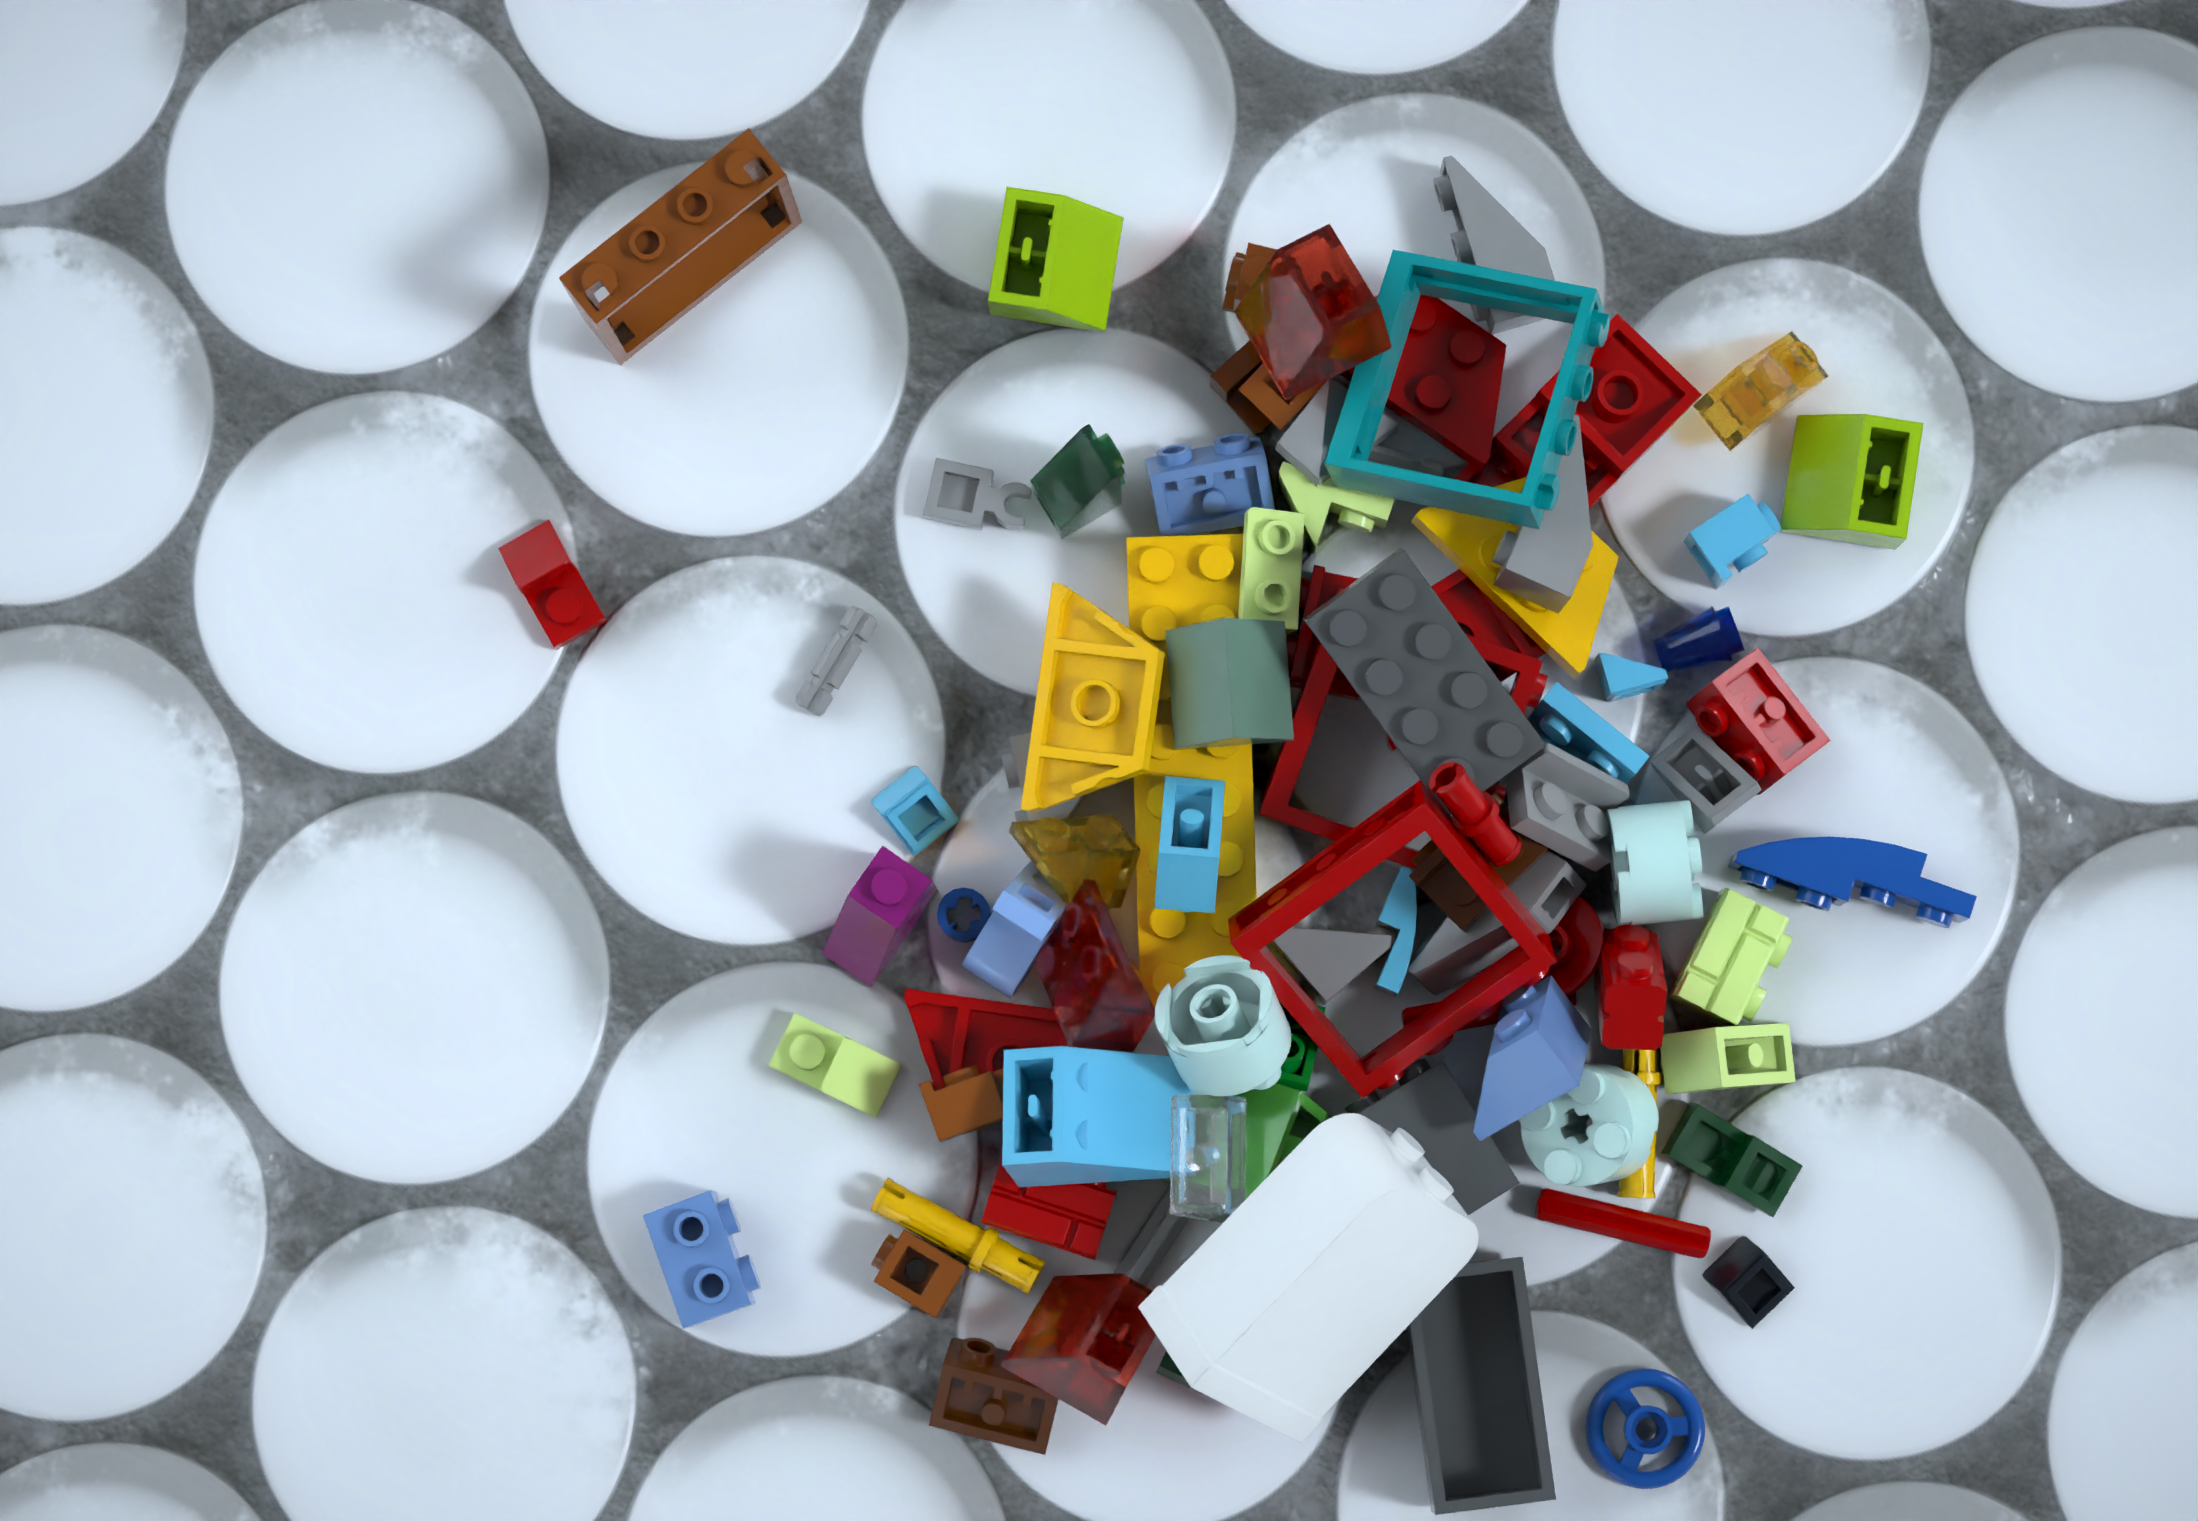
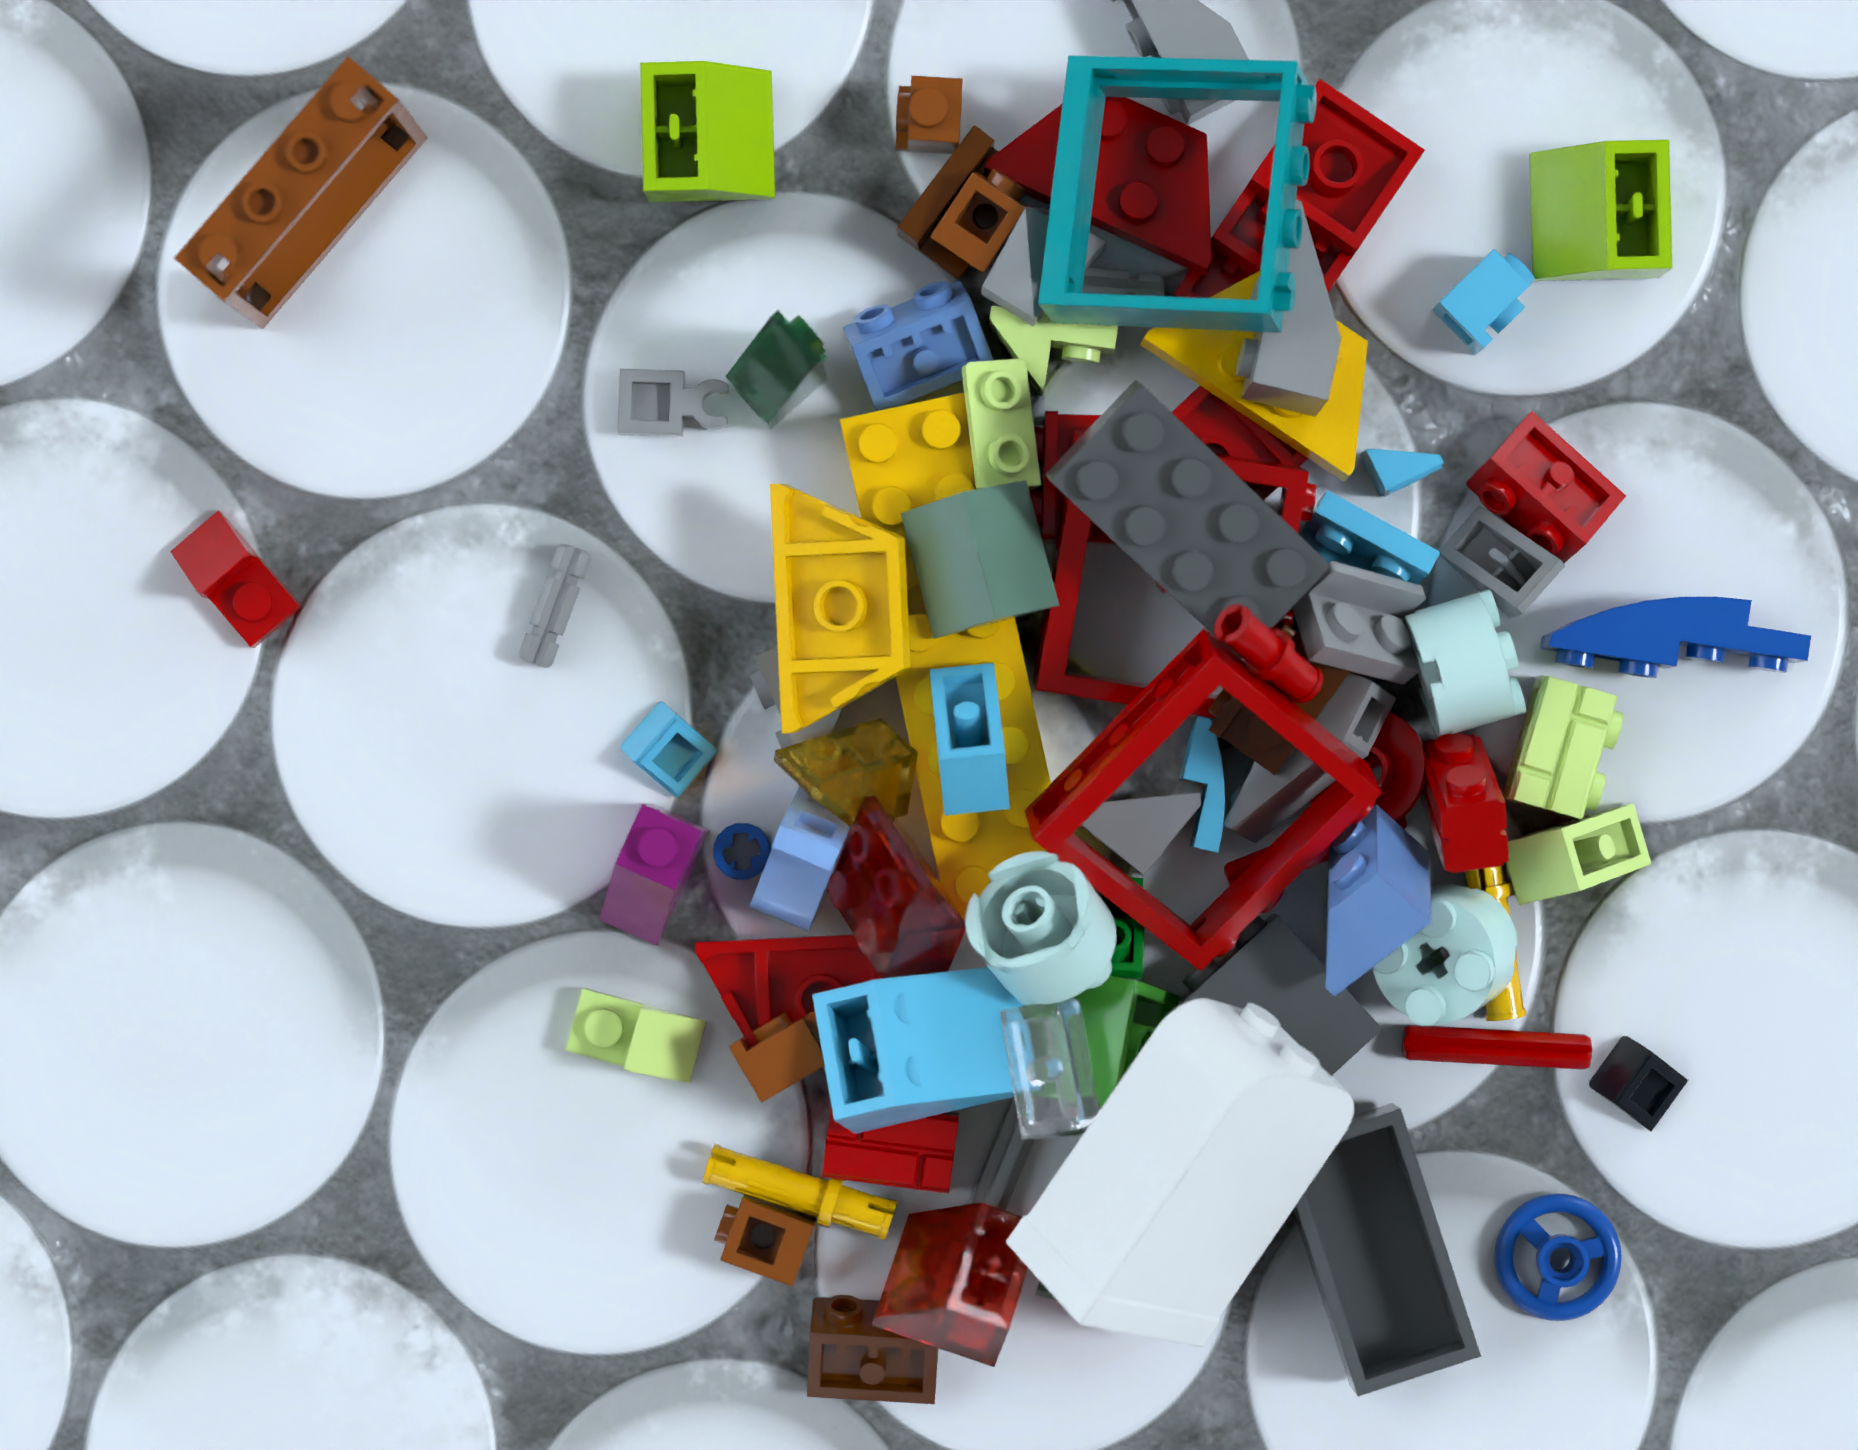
camera: 15 degrees left, 5 degrees up
(701, 1258) = (534, 1267): medium blue brick -> none
(1312, 314) = (995, 143): clear red slope -> none
(1700, 641) = (1469, 415): clear blue cone -> none
(1731, 1159) = (1599, 958): dark green slope -> none
(1760, 390) = (1486, 133): clear yellow slope -> none

